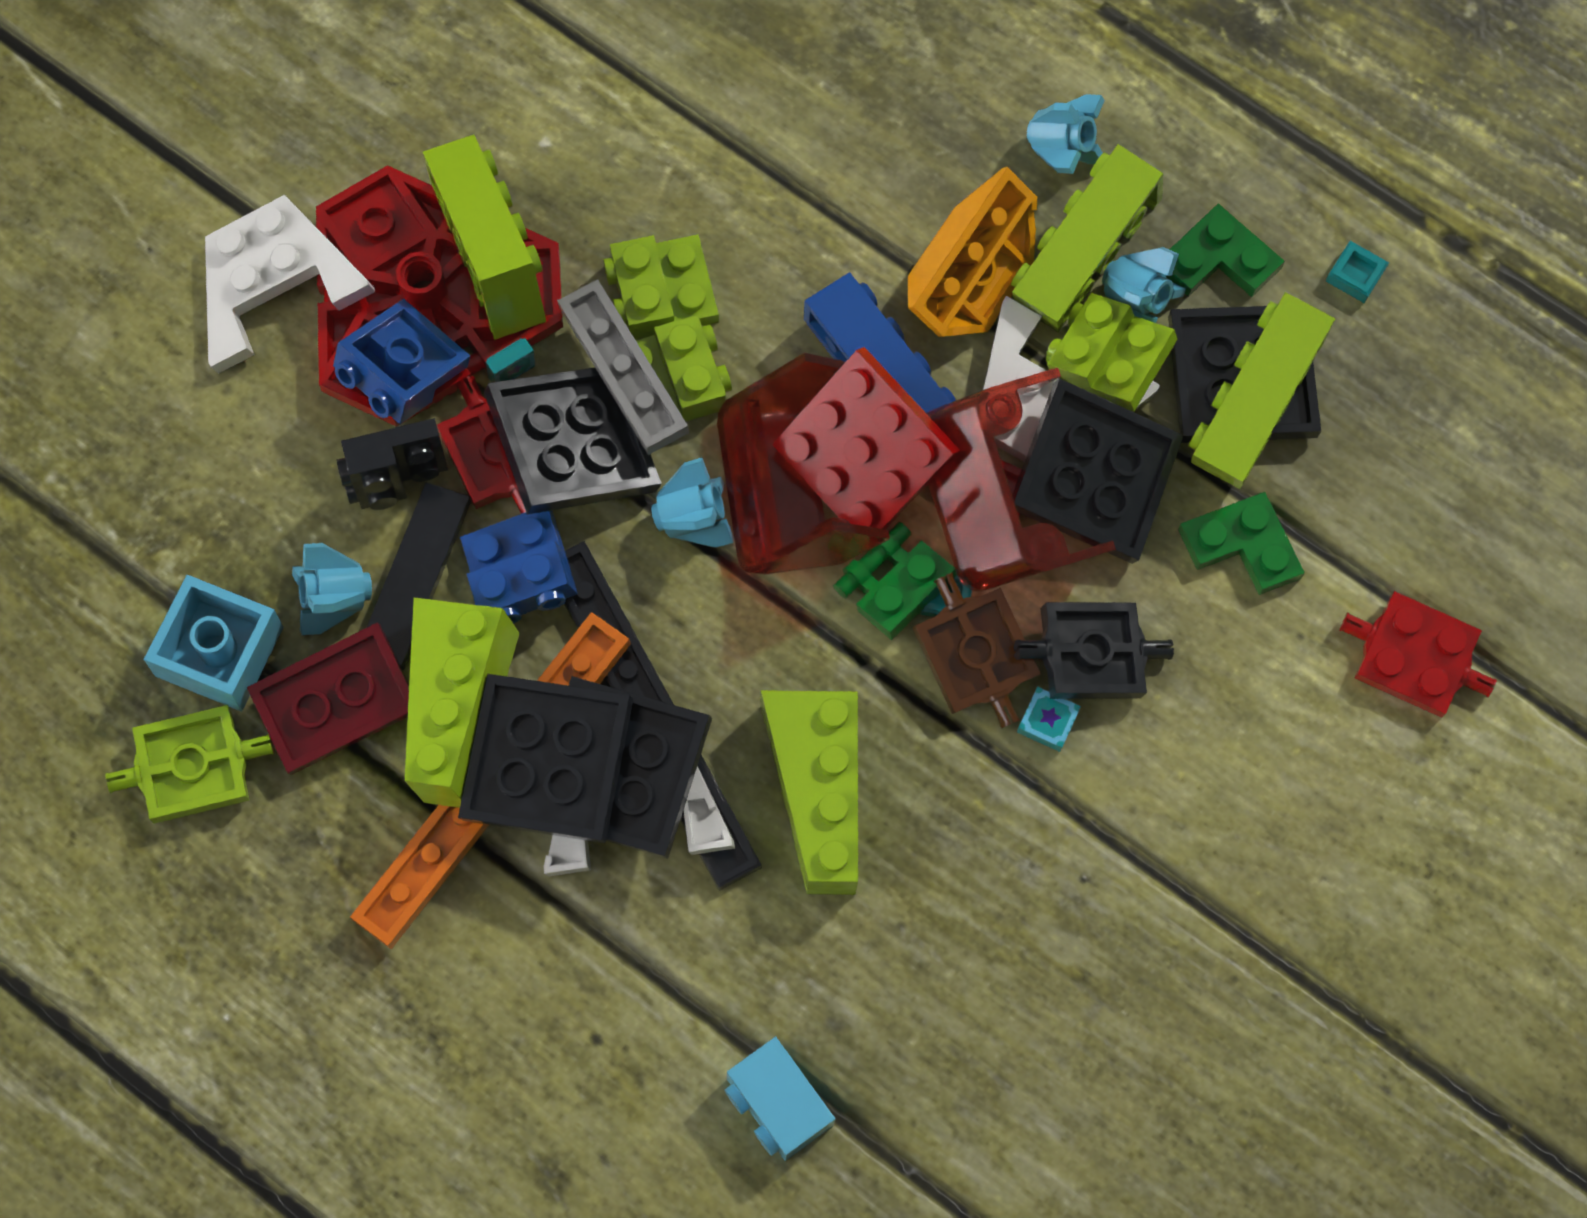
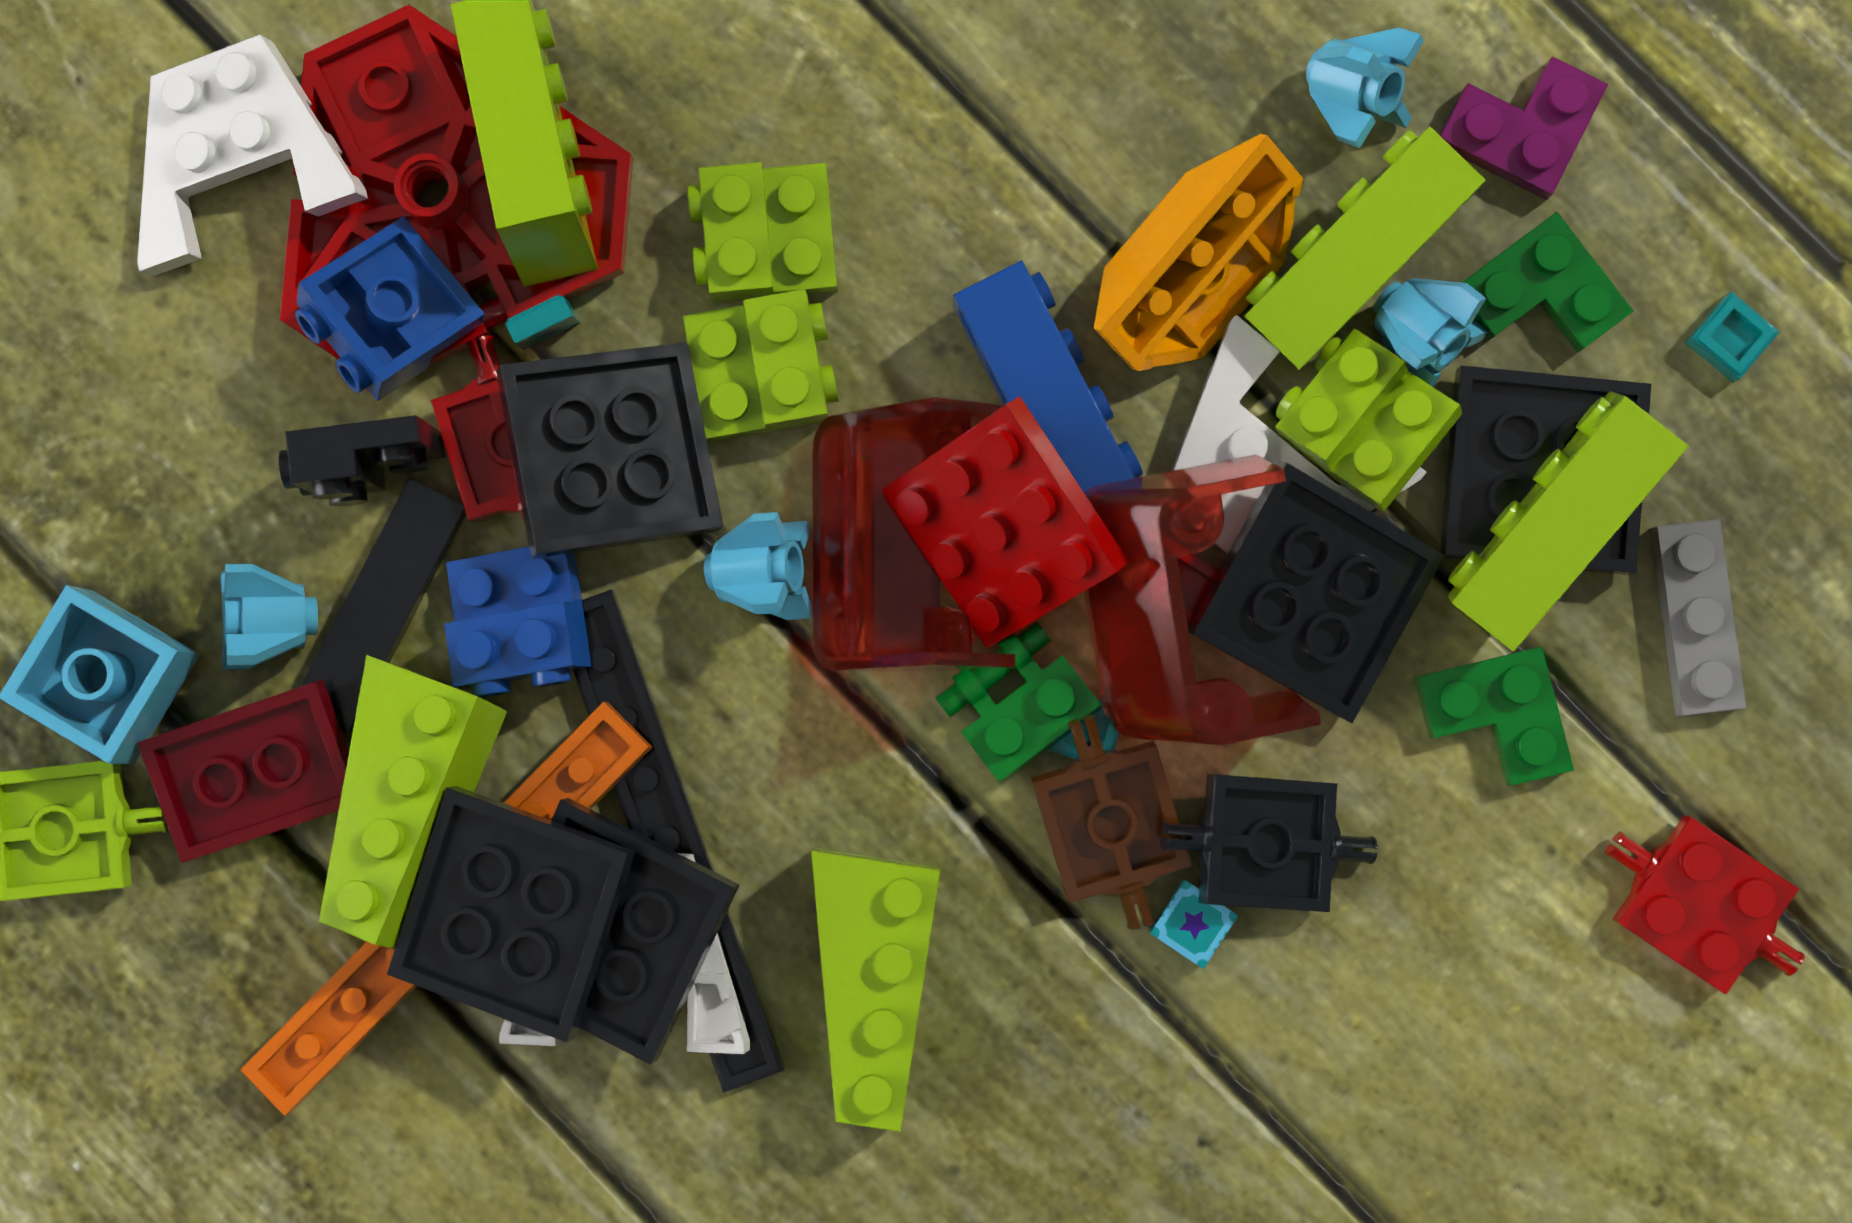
camera: 15 degrees right, 15 degrees up
(623, 367) = (690, 355): light grey plate -> none
(1195, 162) = (1526, 144): none -> magenta plate
(1372, 460) = (1697, 617): none -> light grey plate

